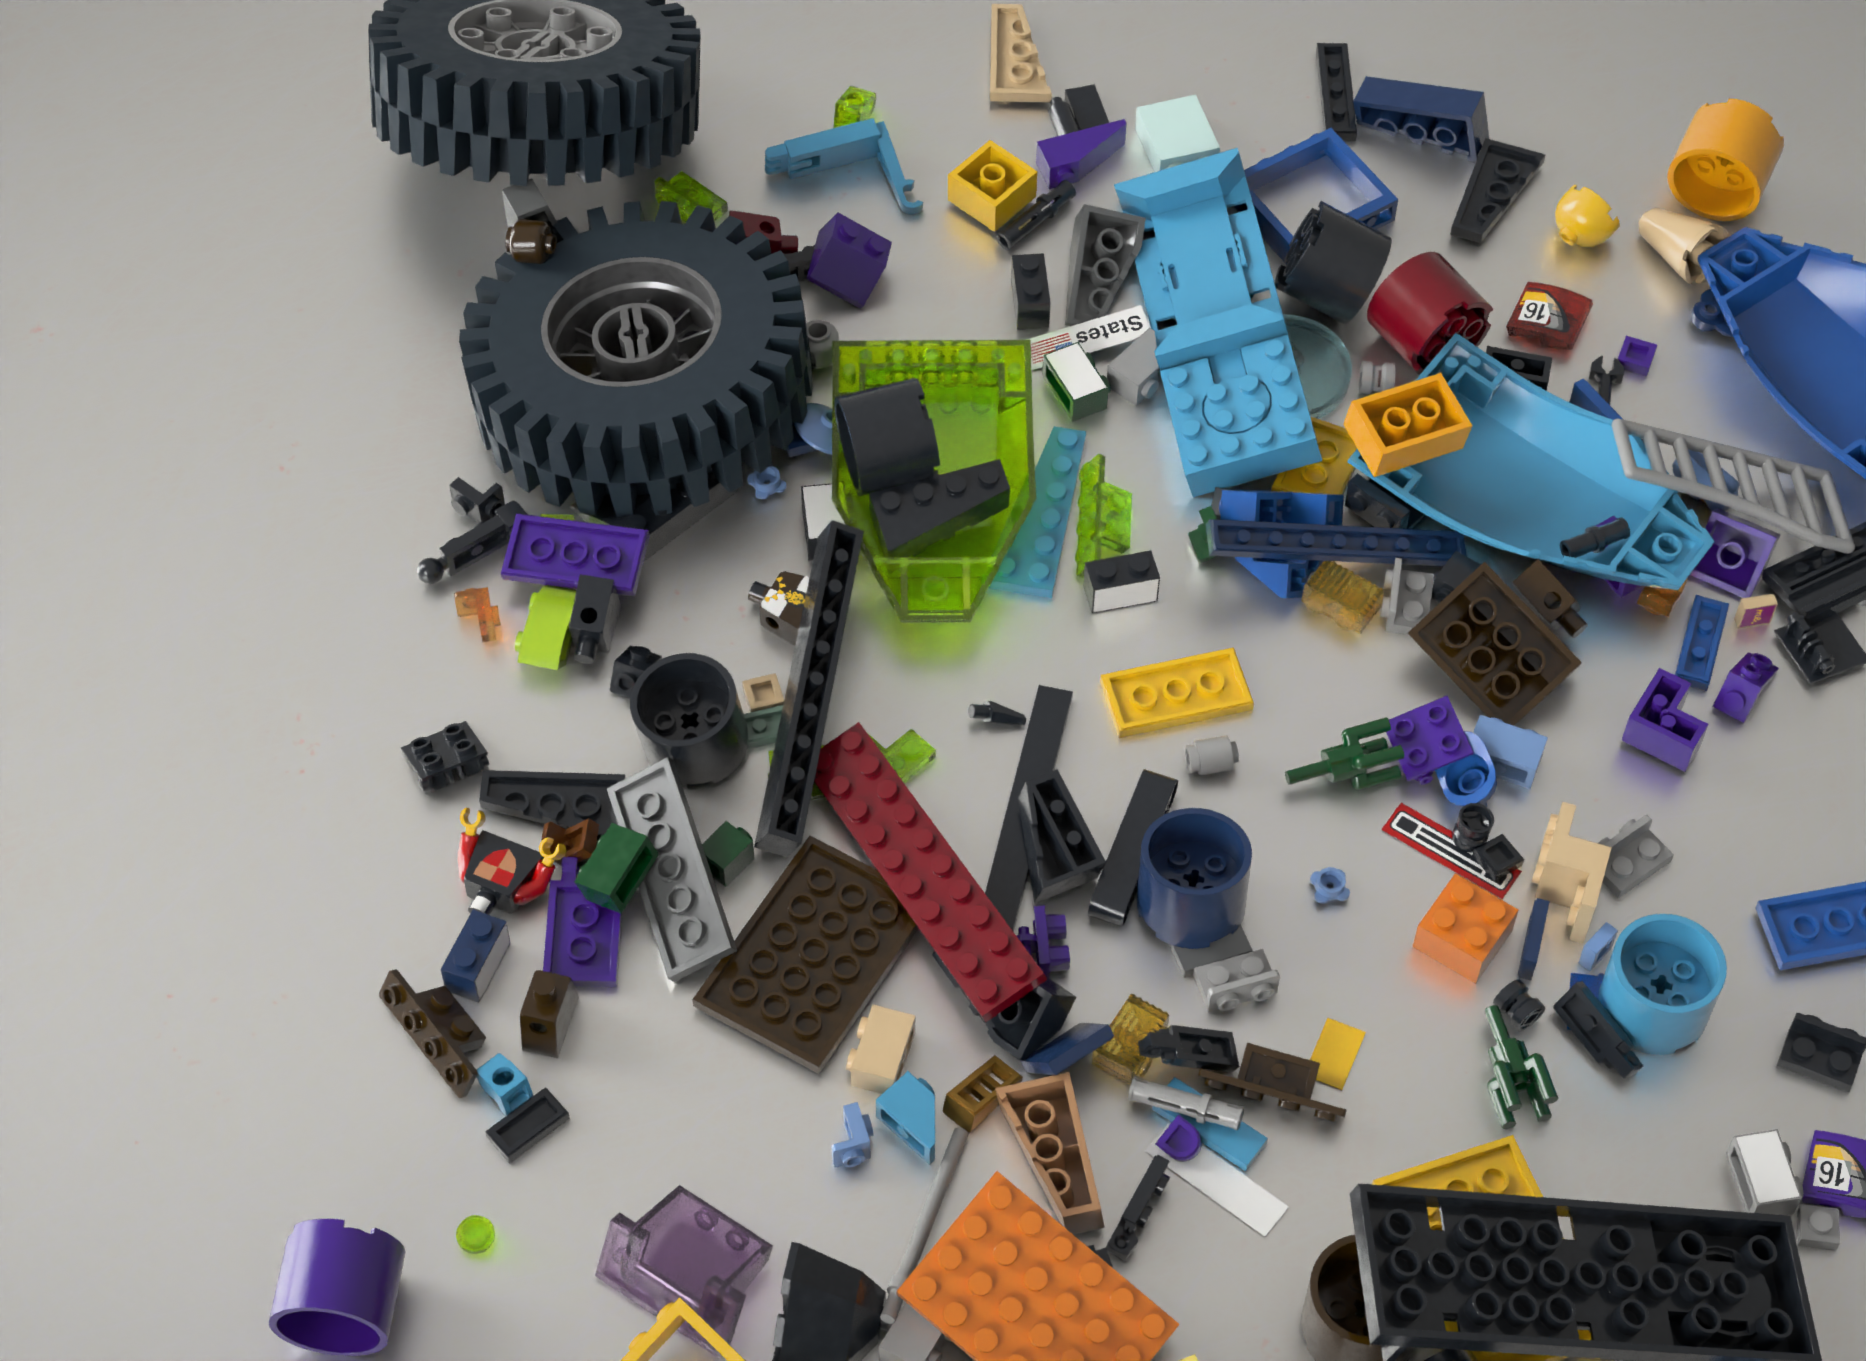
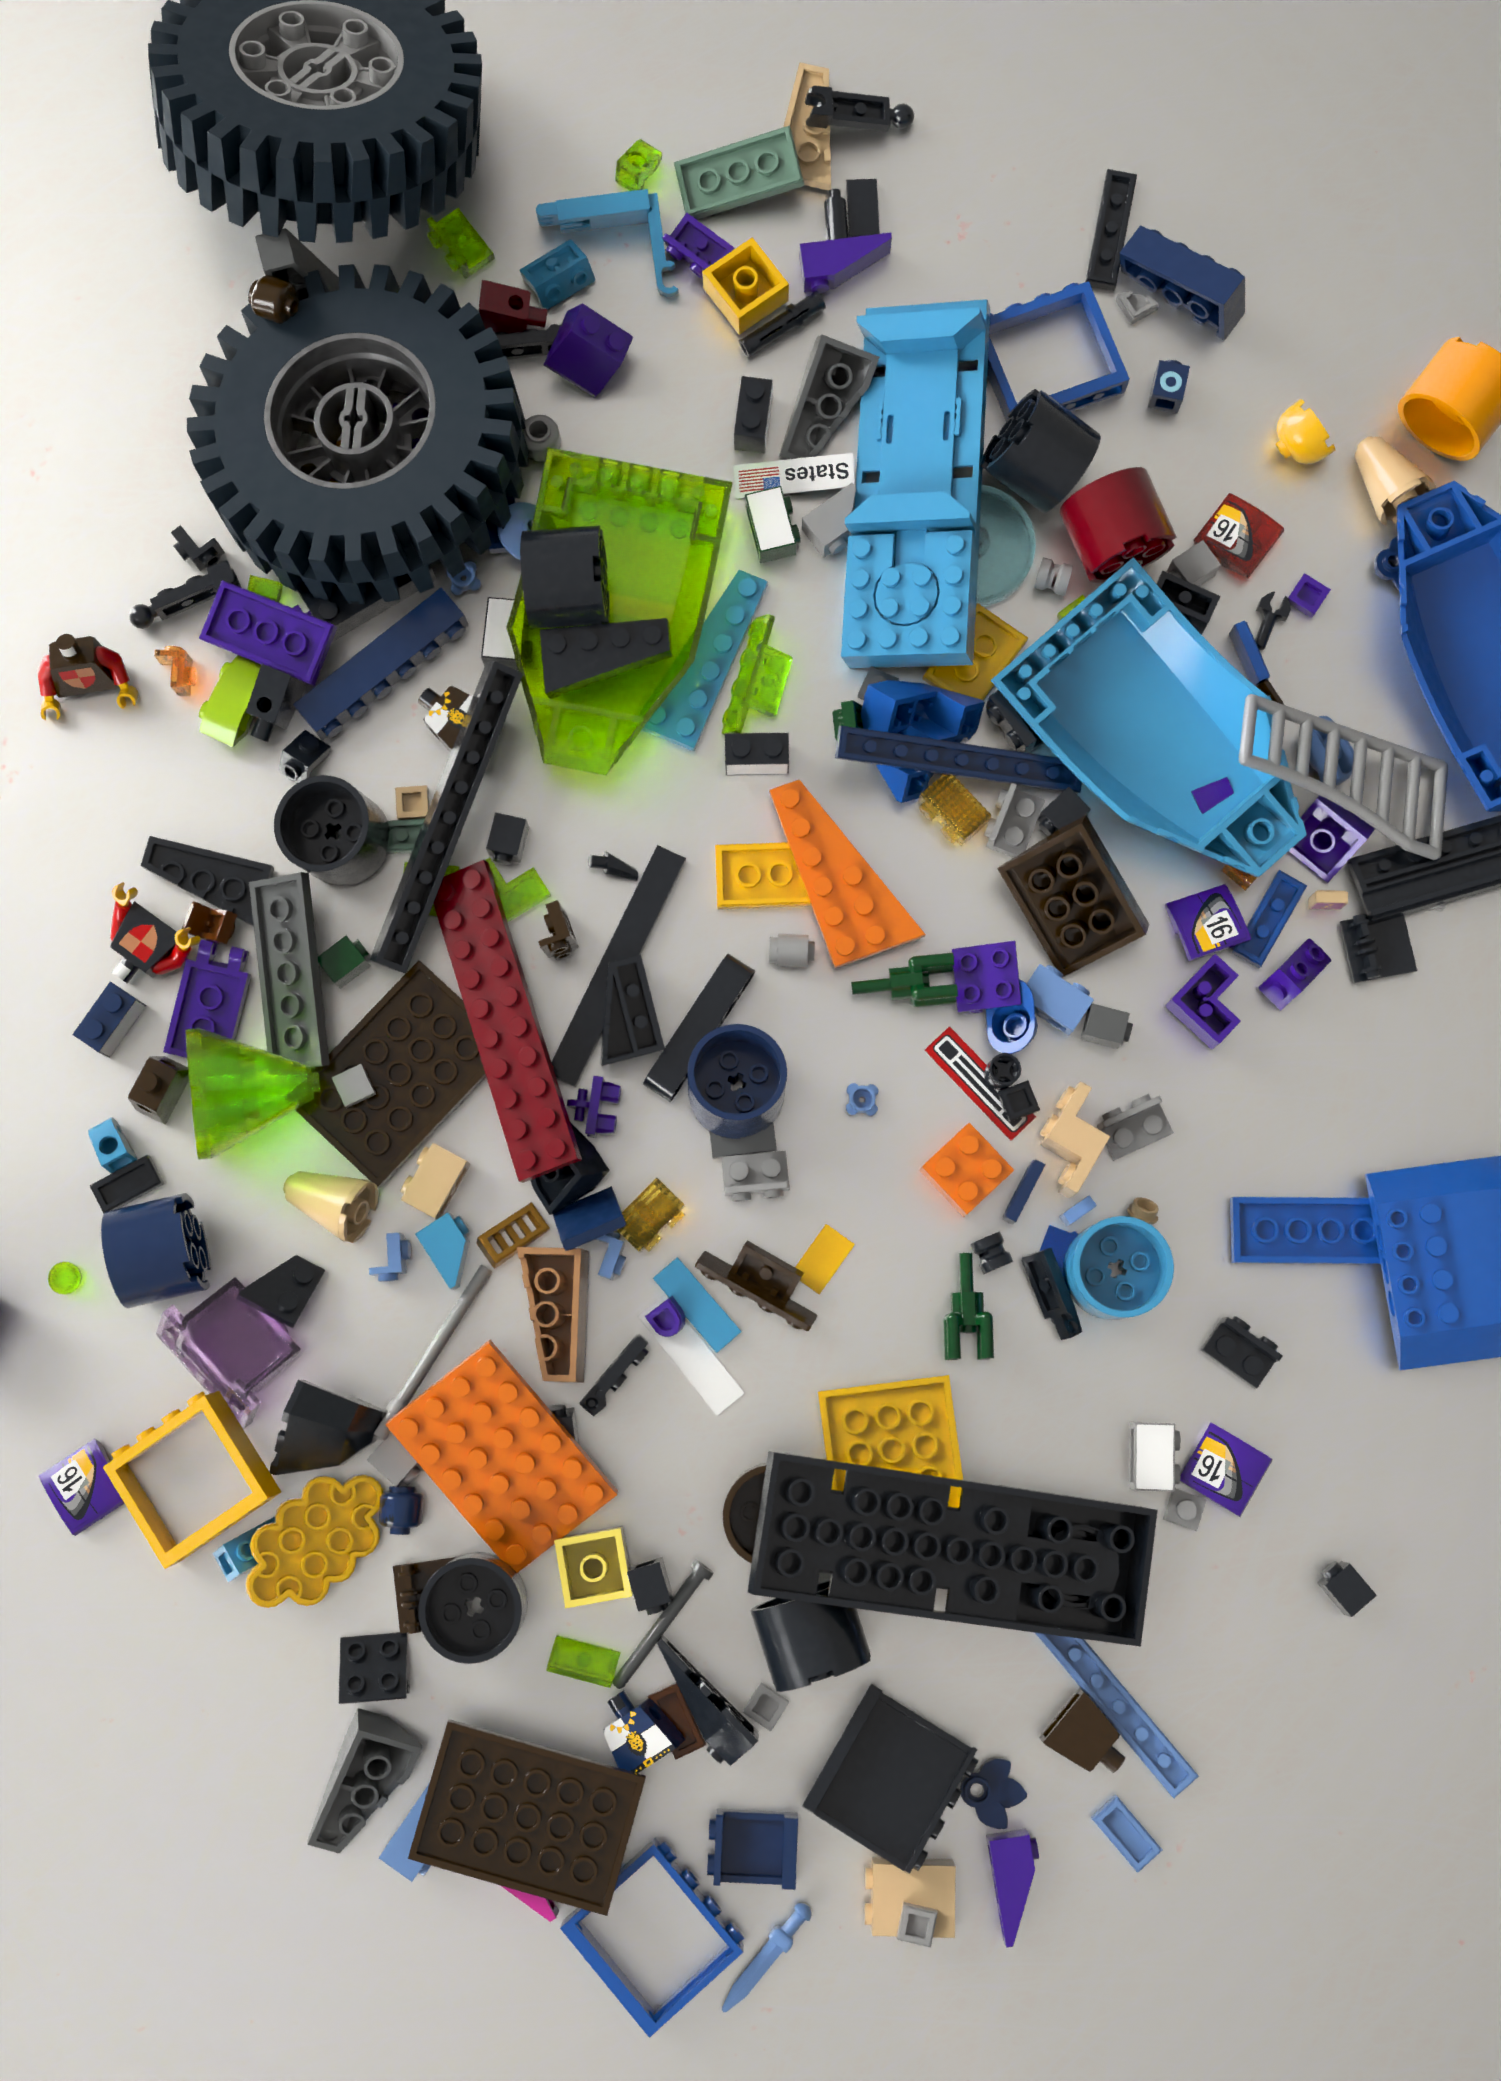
camera: 15 degrees right, 25 degrees up
(375, 624) = (79, 668): none -> torso
(437, 1027) = (69, 1078): dark brown bracket -> none
(444, 751) = (120, 810): black hinge -> none
(586, 1164) = (155, 1250): none -> dark blue brick
(616, 867) = (238, 968): dark green brick -> none
(640, 982) = (240, 1089): none -> clear neon green cone
(699, 571) = (382, 664): none -> dark blue brick
(737, 1190) = (283, 1290): none -> black wing
(769, 967) = (353, 1085): none -> light grey tile
(772, 1087) = (333, 1202): none -> tan cone
(801, 207) = (558, 274): none -> dark azure bracket
(877, 704) = (507, 838): none -> black brick
(930, 162) = (695, 244): none -> dark purple bracket
(957, 99) = (739, 173): none -> sand green tile
(959, 776) = (563, 938): none -> dark brown bracket
(1057, 31) = (855, 110): none -> black plate
(1097, 1073) = (613, 1259): none -> medium blue bracket
(1175, 132) = (939, 260): light aqua brick -> none
(1186, 1103) = (689, 1296): light grey pin -> none
(1192, 1048) = (697, 1239): black hinge -> none
(1252, 692) = (846, 895): none -> orange wing
(1381, 148) = (1136, 305): none -> light grey tile
(1407, 424) = (1052, 661): light orange brick -> none
(1437, 203) = (1168, 386): none -> dark blue brick
(1493, 186) = (1234, 369): black wing -> none
(1518, 338) = (1195, 564): none -> light grey brick
(1542, 591) = (1133, 846): dark brown torso -> none
(1567, 766) = (1106, 1026): none -> dark grey brick
(1595, 538) = (1198, 806): black pin -> none
(1639, 653) = (1208, 922): none -> slope

